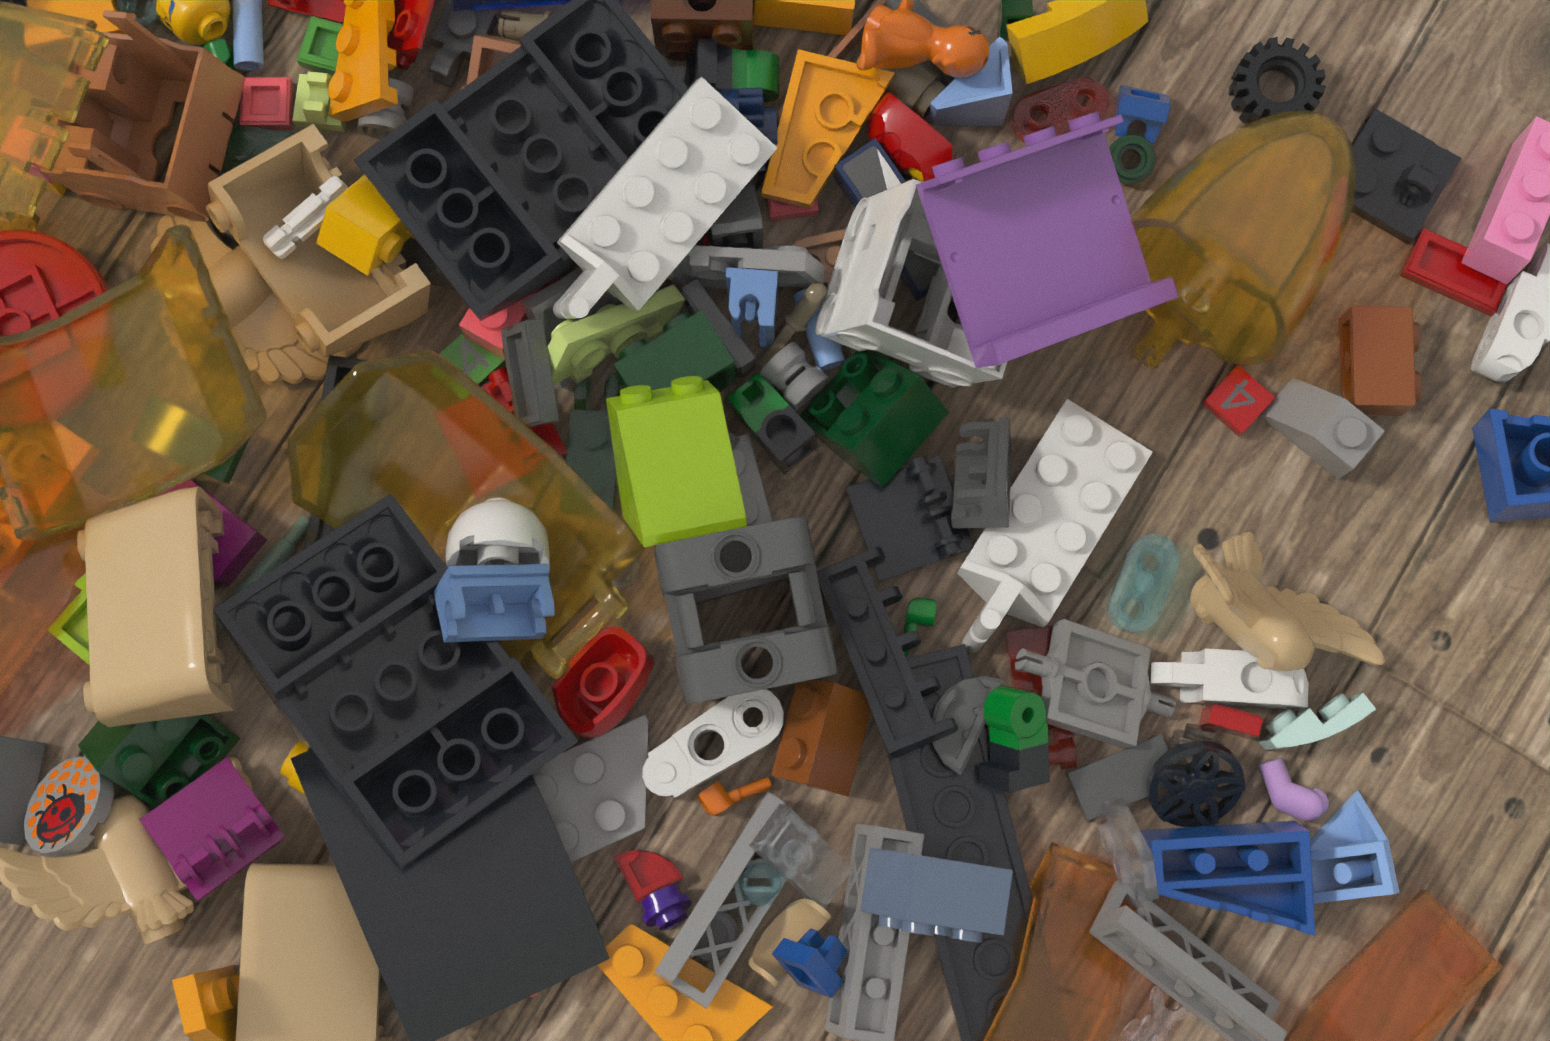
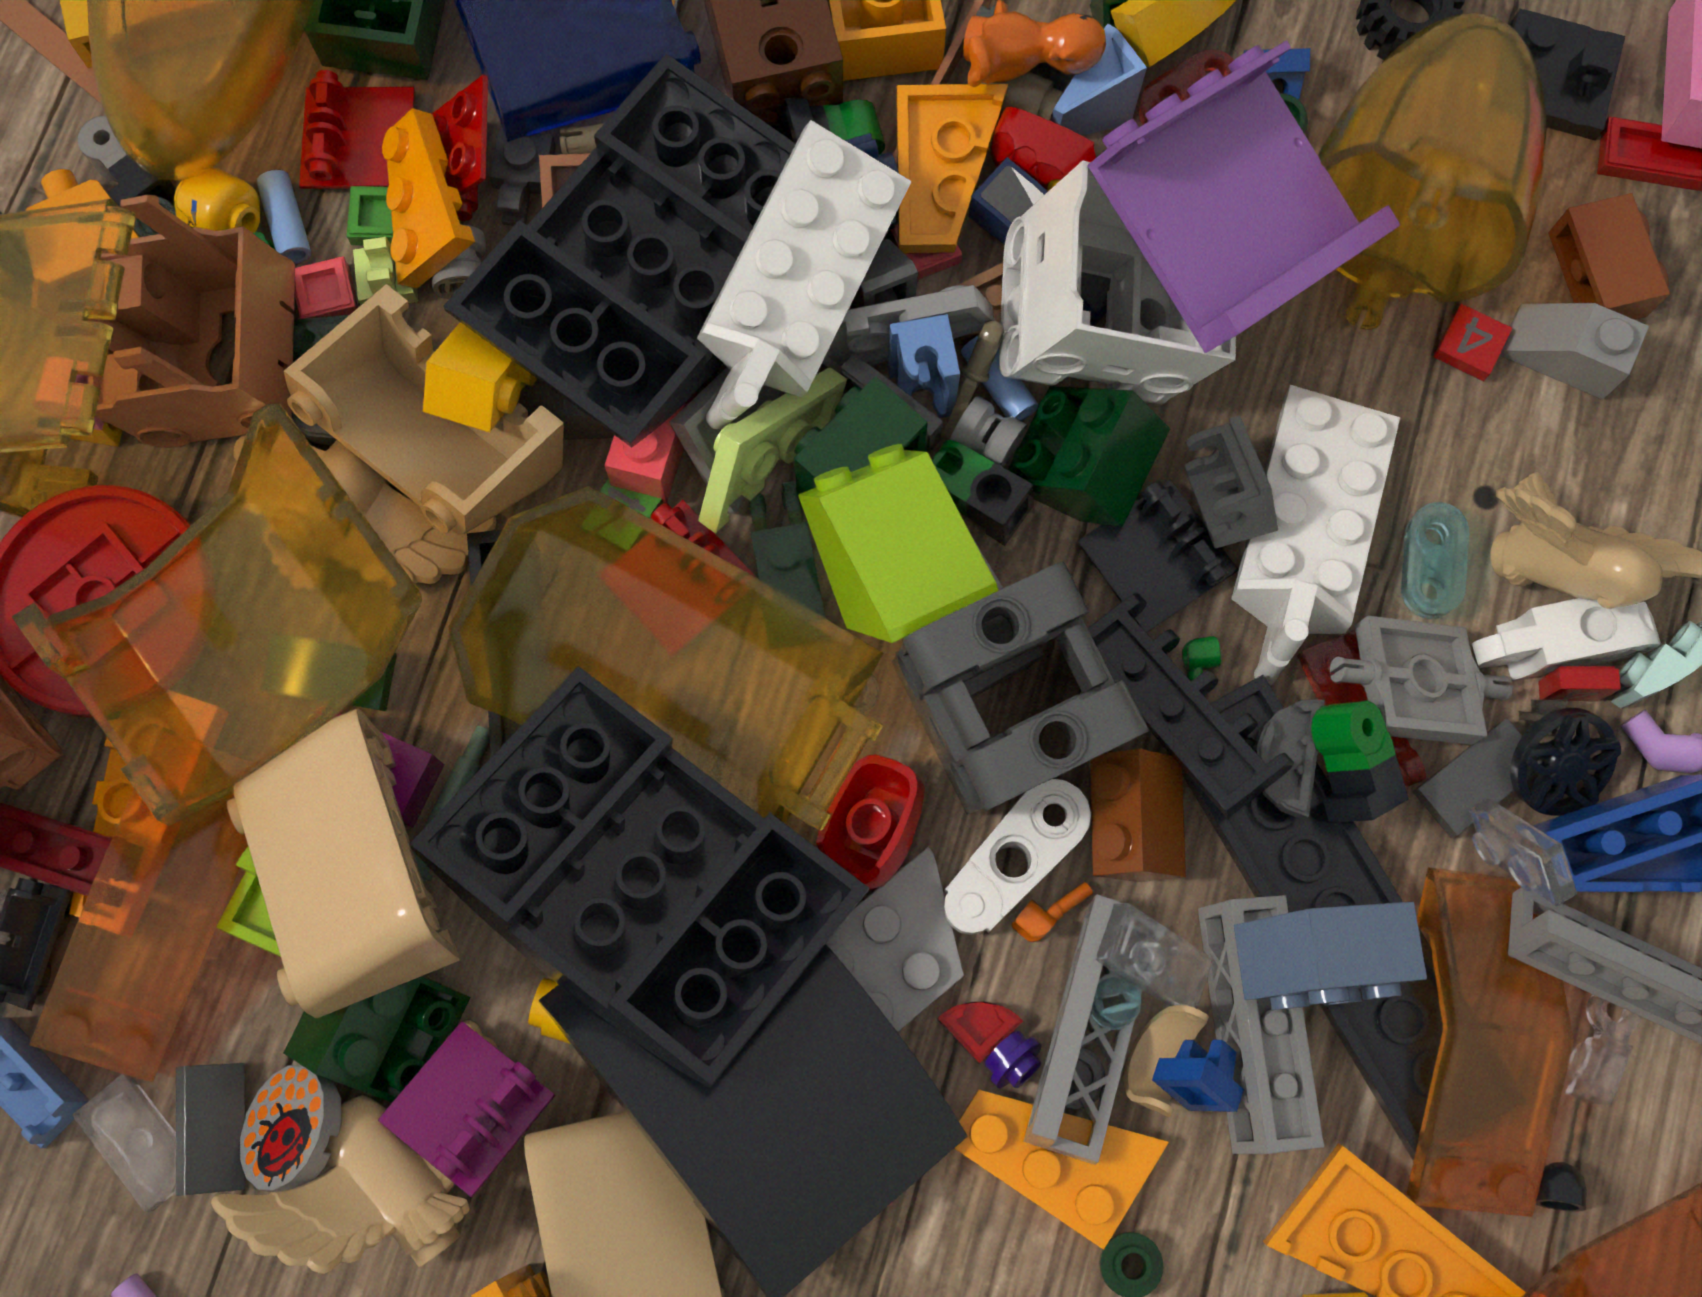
camera: 15 degrees left, 5 degrees down
(303, 219) = (400, 392): white axle -> none
(494, 602) = (728, 758): medium blue hinge -> none
(497, 535) = (715, 698): white cylinder -> none
(530, 373) = (701, 494): dark grey tile -> none

